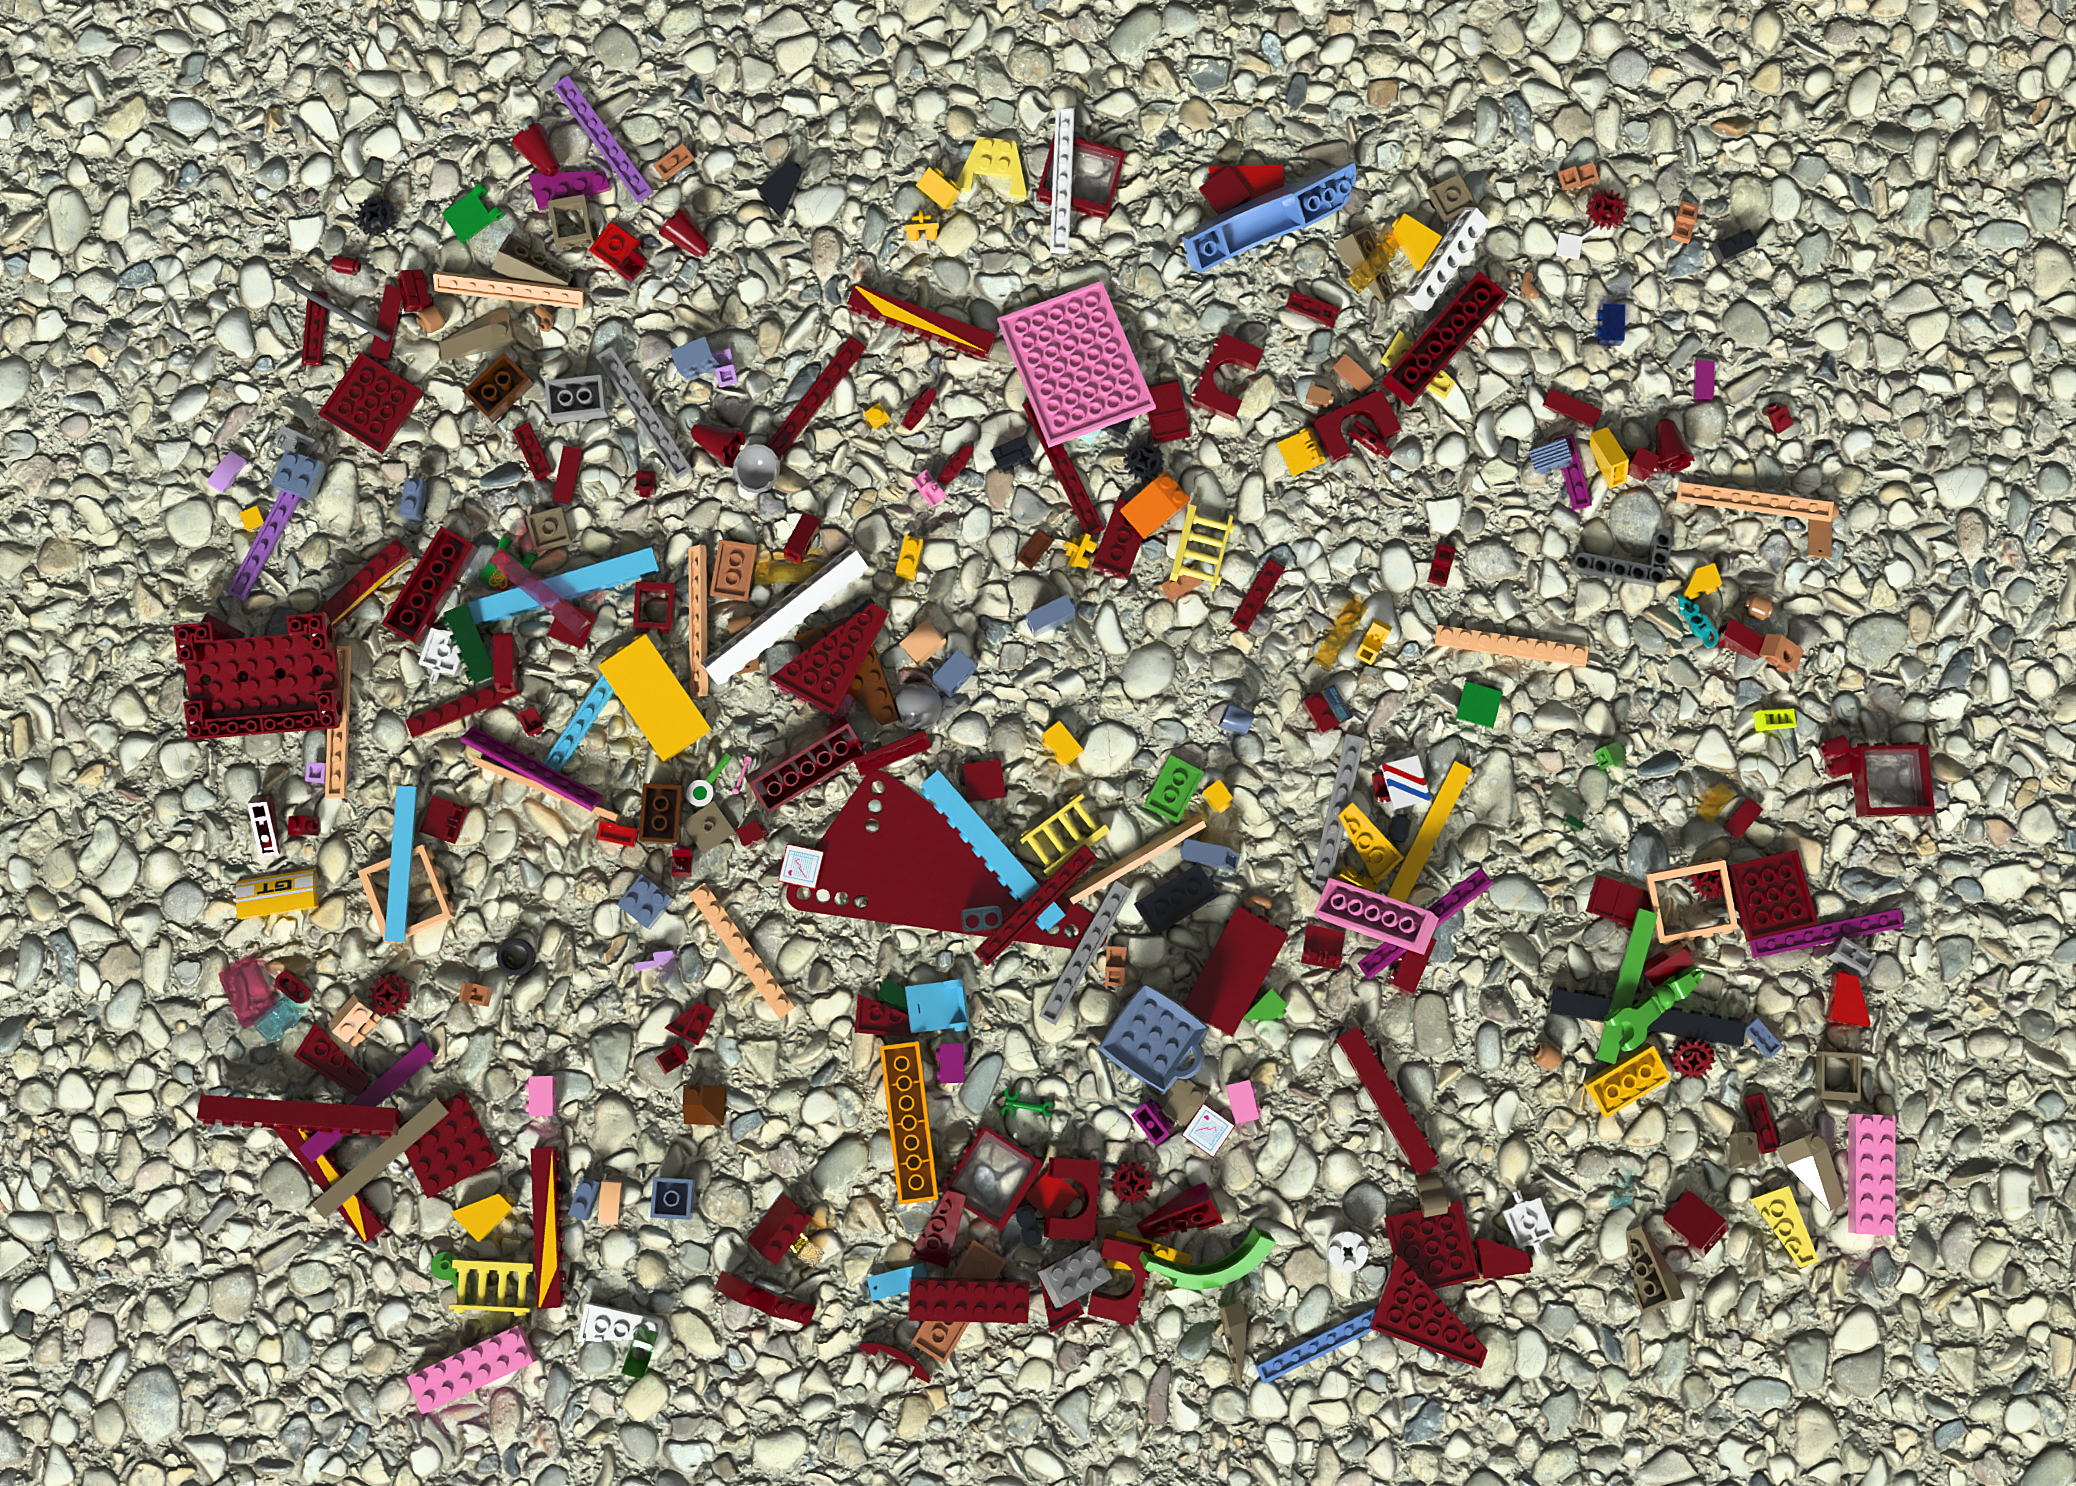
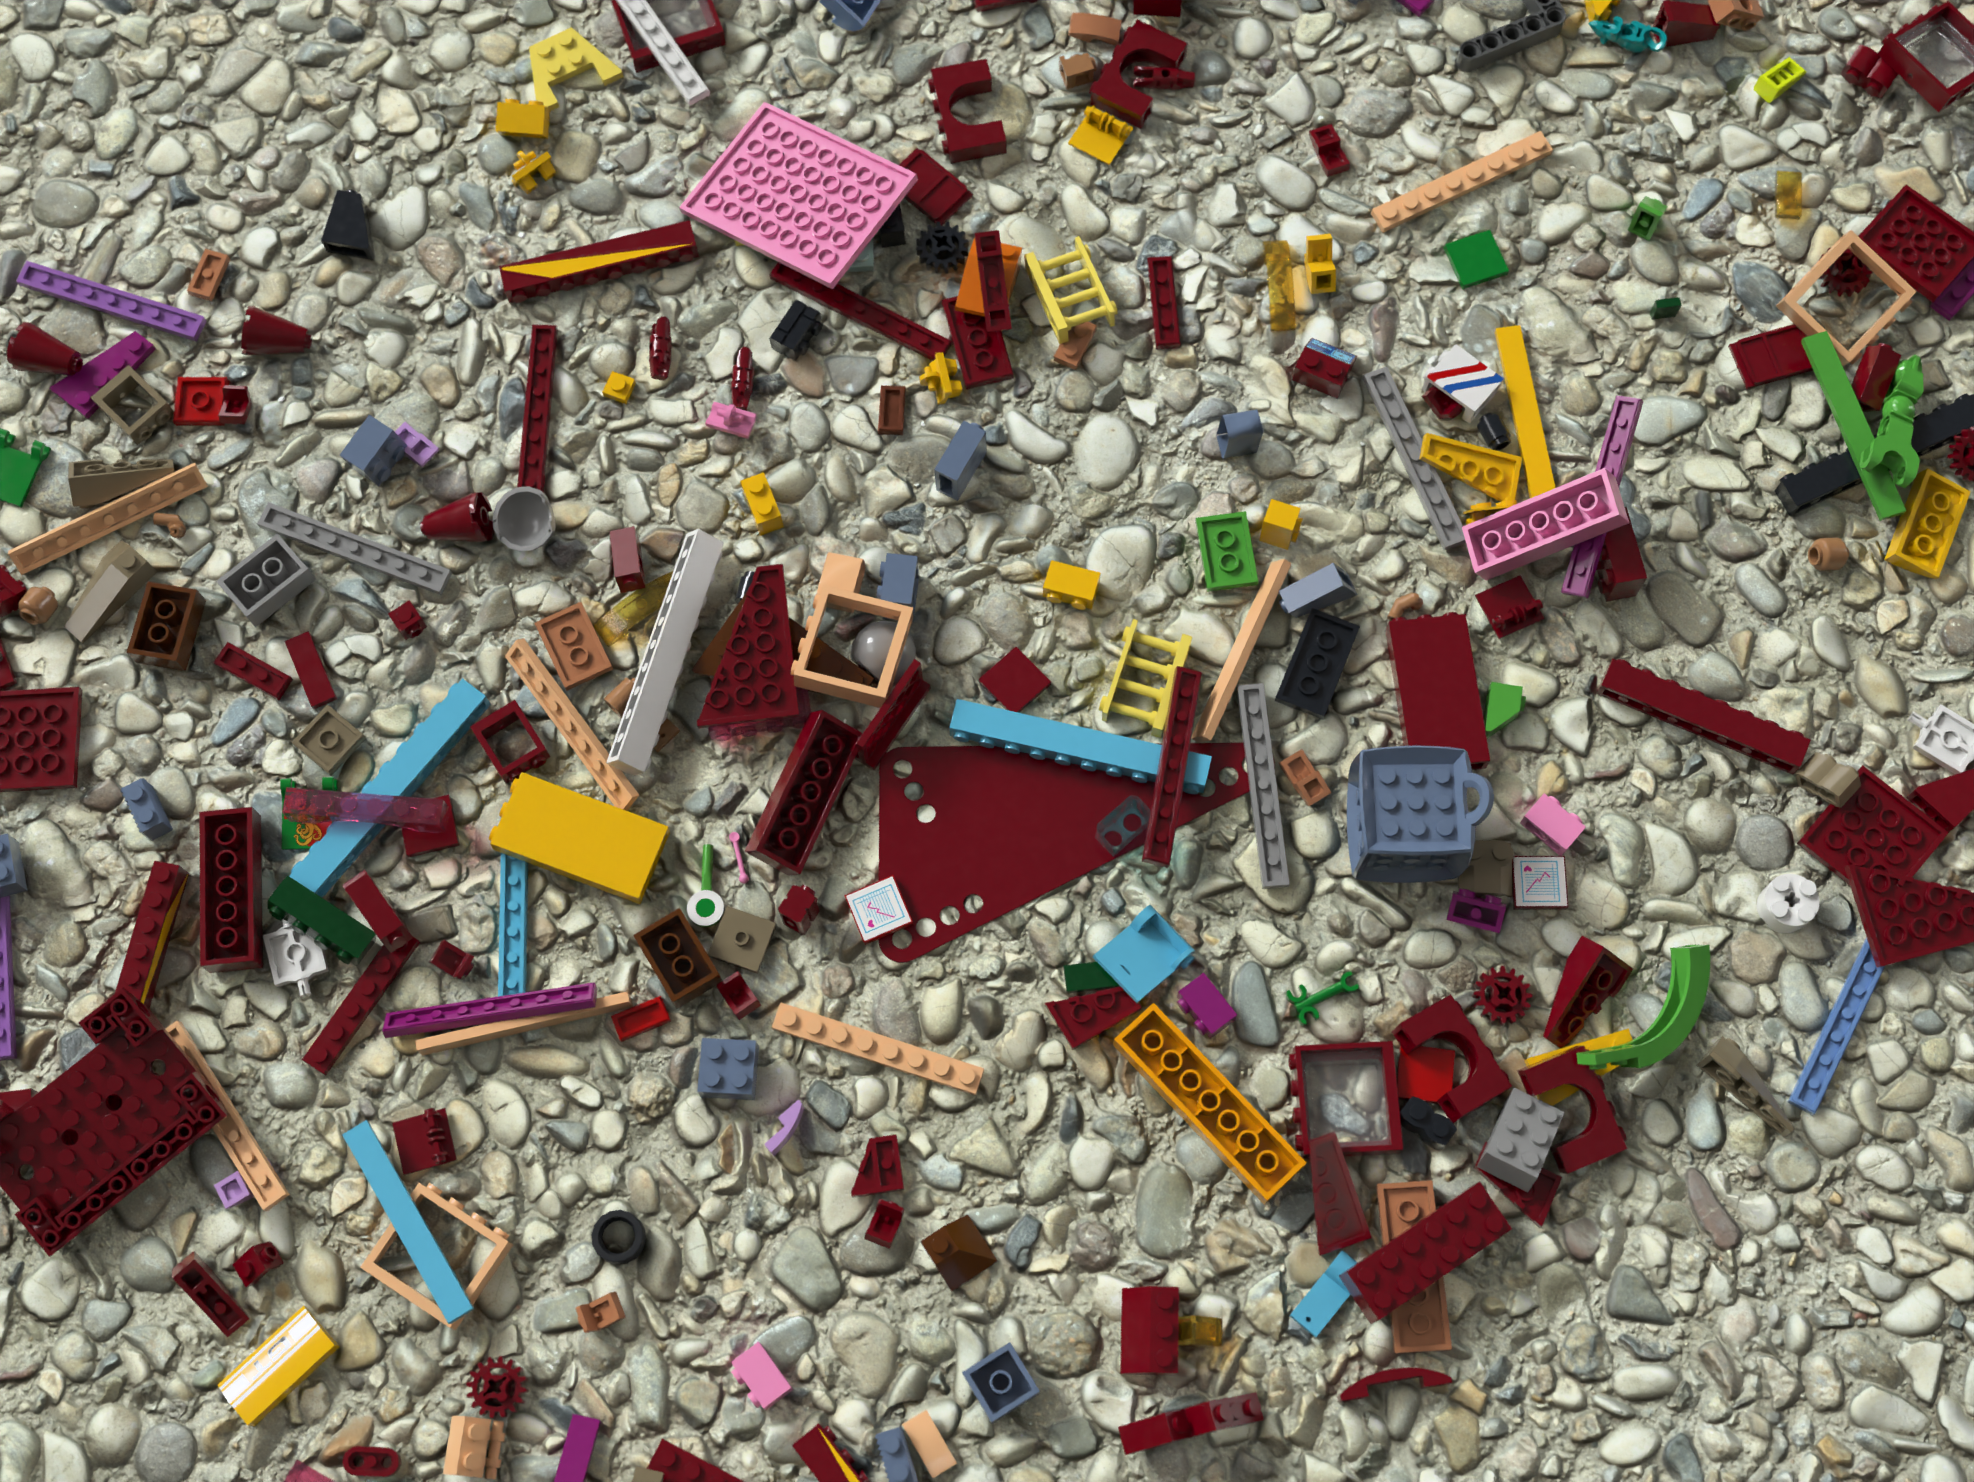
camera: 30 degrees left, 10 degrees down
(880, 664) = (843, 688): none -> light nougat window
(1152, 512) = (992, 281): none -> dark red slope
(1743, 817) = (1827, 191): dark red slope -> none

